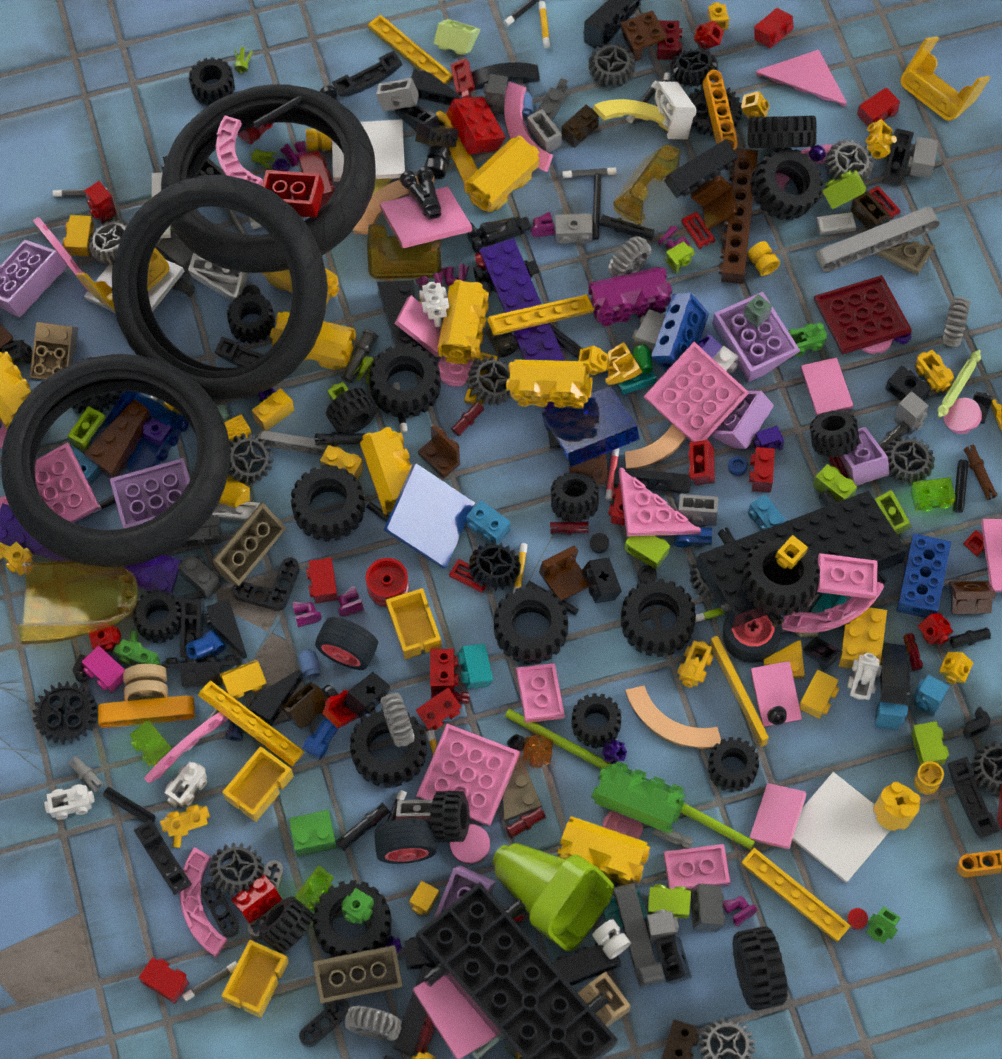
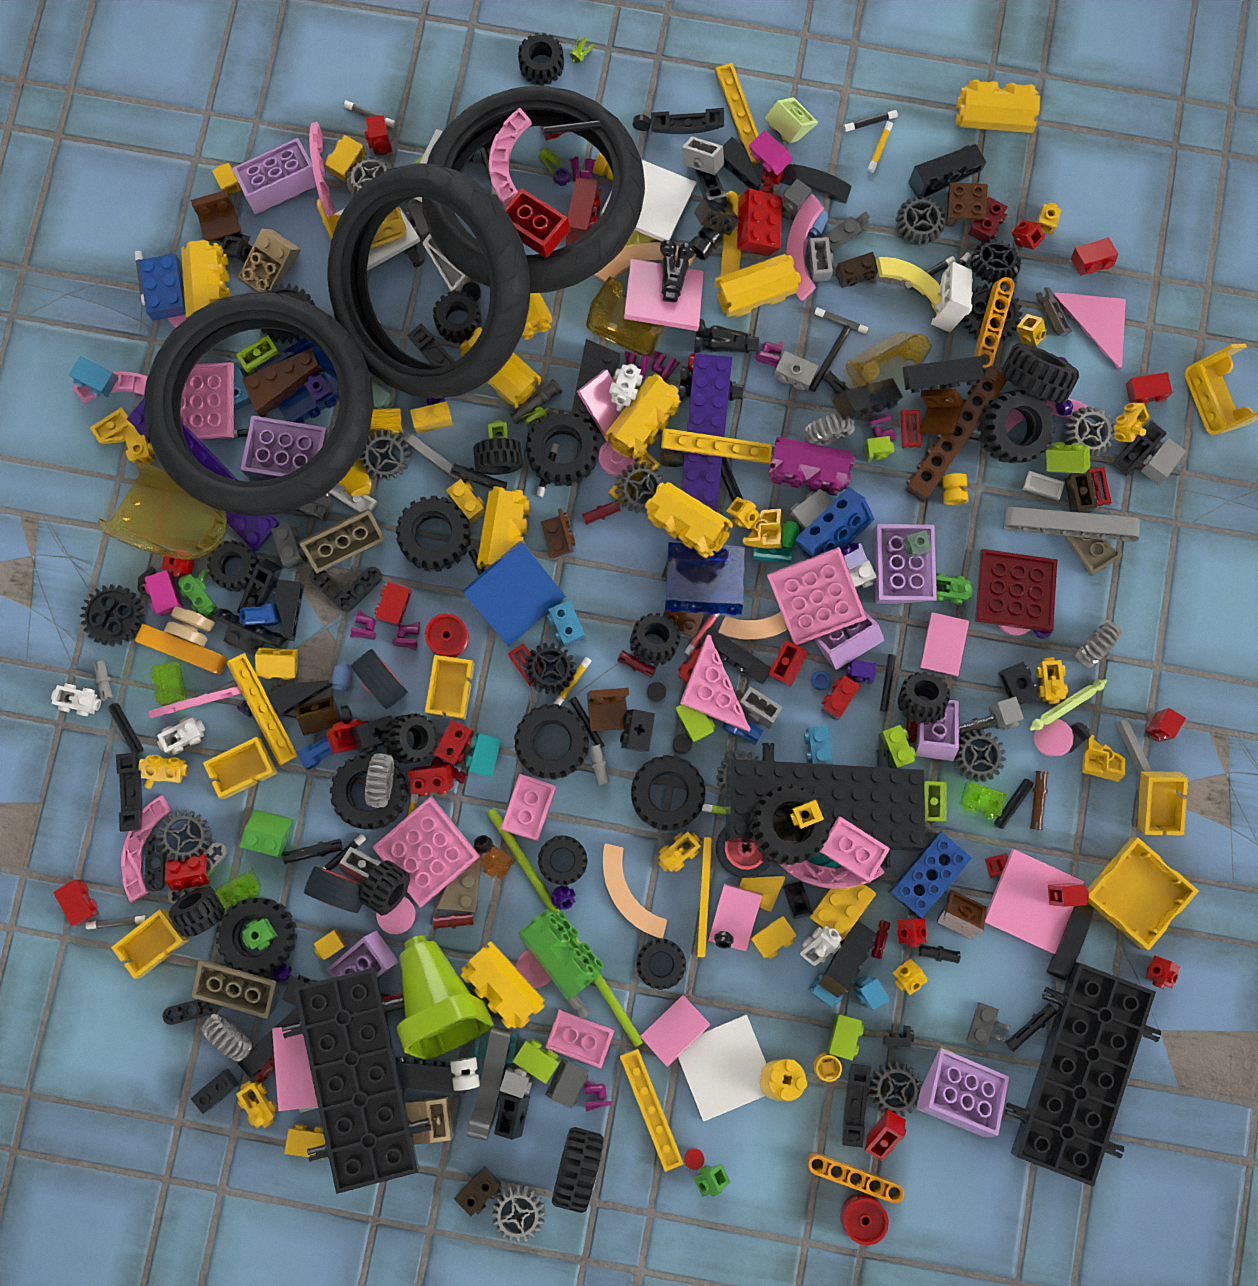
camera: 25 degrees right, 15 degrees up
(403, 676) = (423, 738): none -> black tyre
(454, 66) = (770, 153): none -> dark pink brick
(583, 626) = (598, 764): none -> light grey pin
(649, 218) = (867, 399): none -> black brick
(764, 85) = (1054, 312): none -> dark grey plate
(796, 440) = (887, 682): none -> black bar

